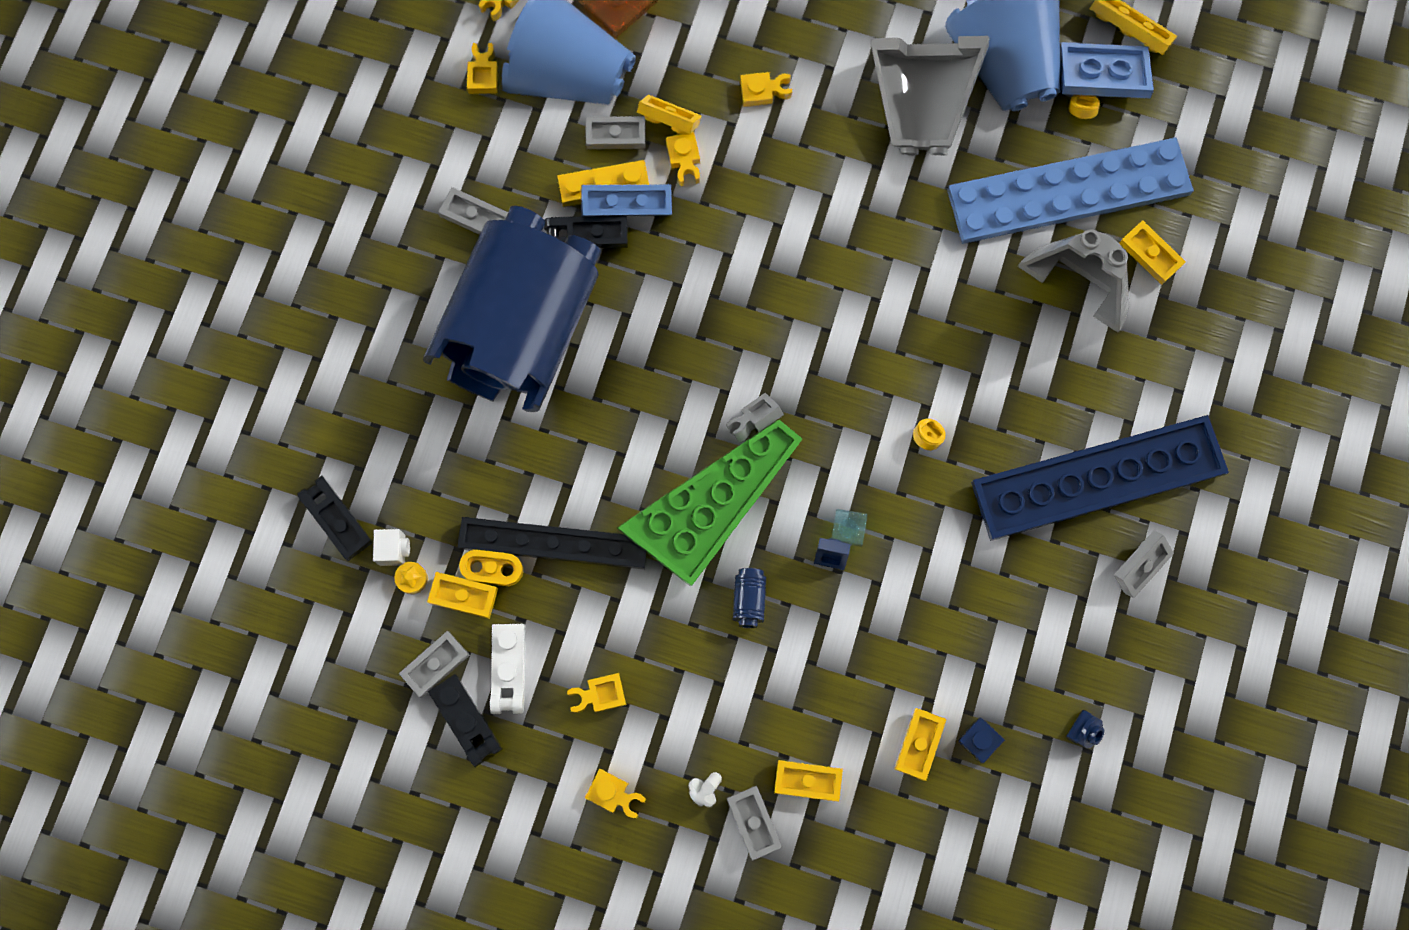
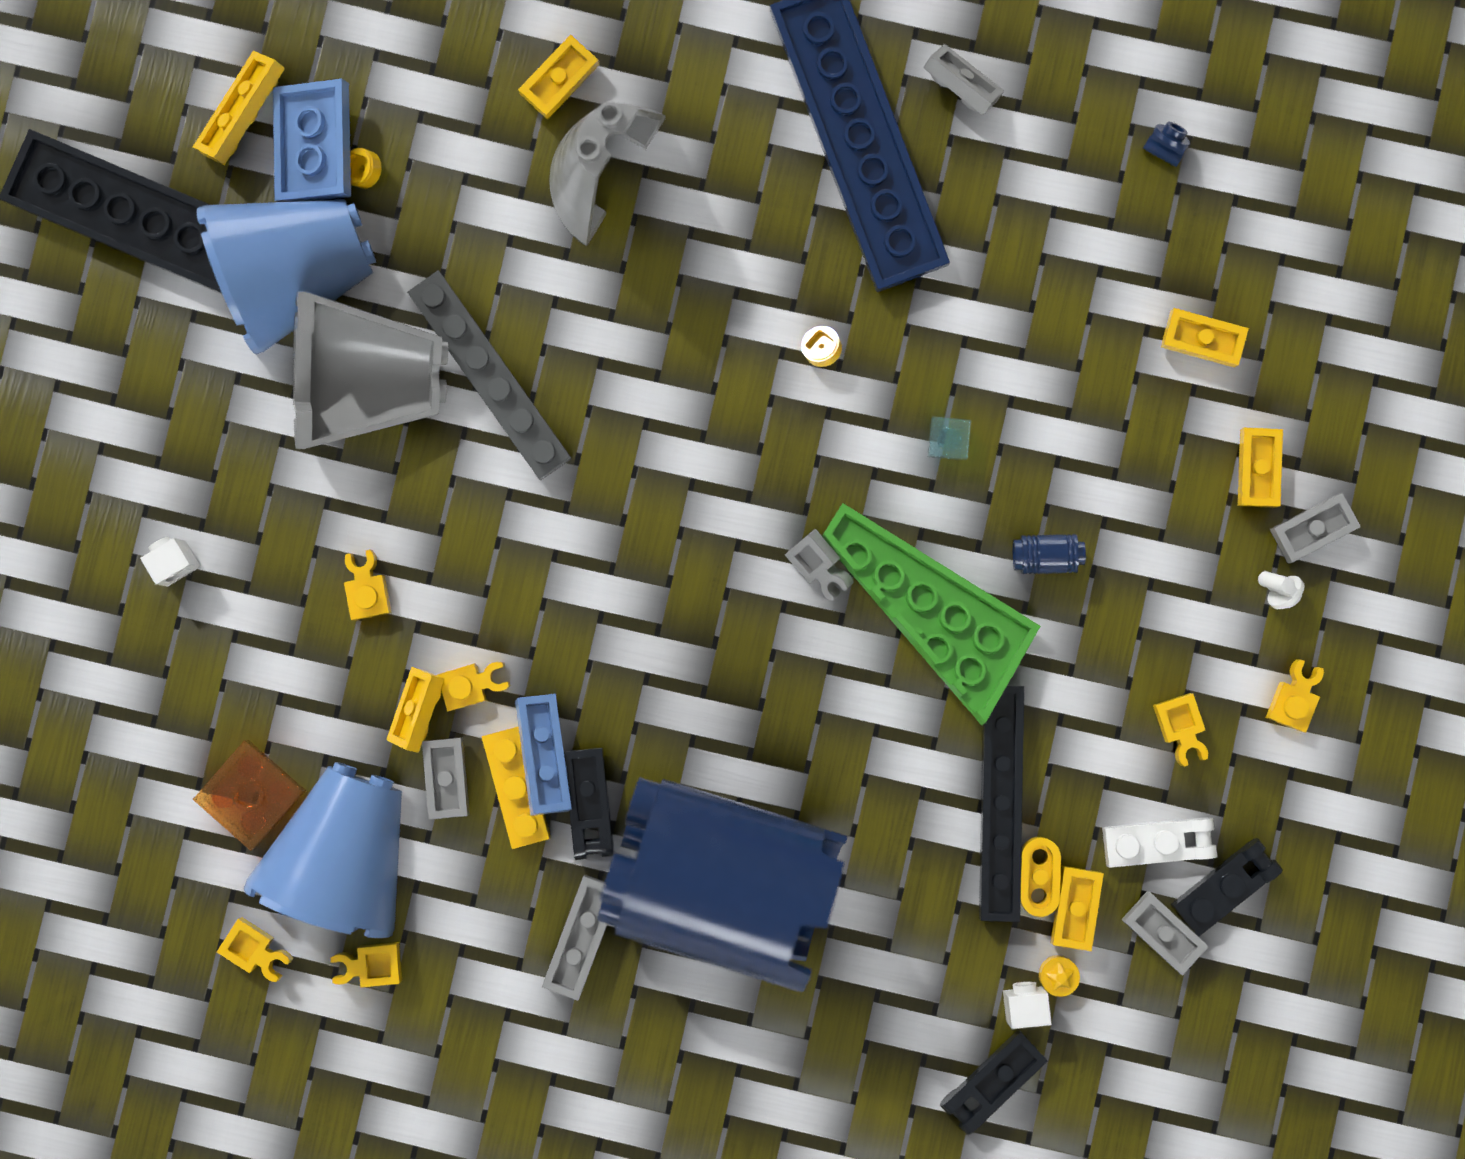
camera: 90 degrees left, 10 degrees up
(832, 553) = (984, 456): dark blue plate -> none
(919, 187) = (489, 375): none -> dark grey plate
(981, 740) = (1190, 266): dark blue plate -> none
(1069, 190) = (479, 183): medium blue plate -> none

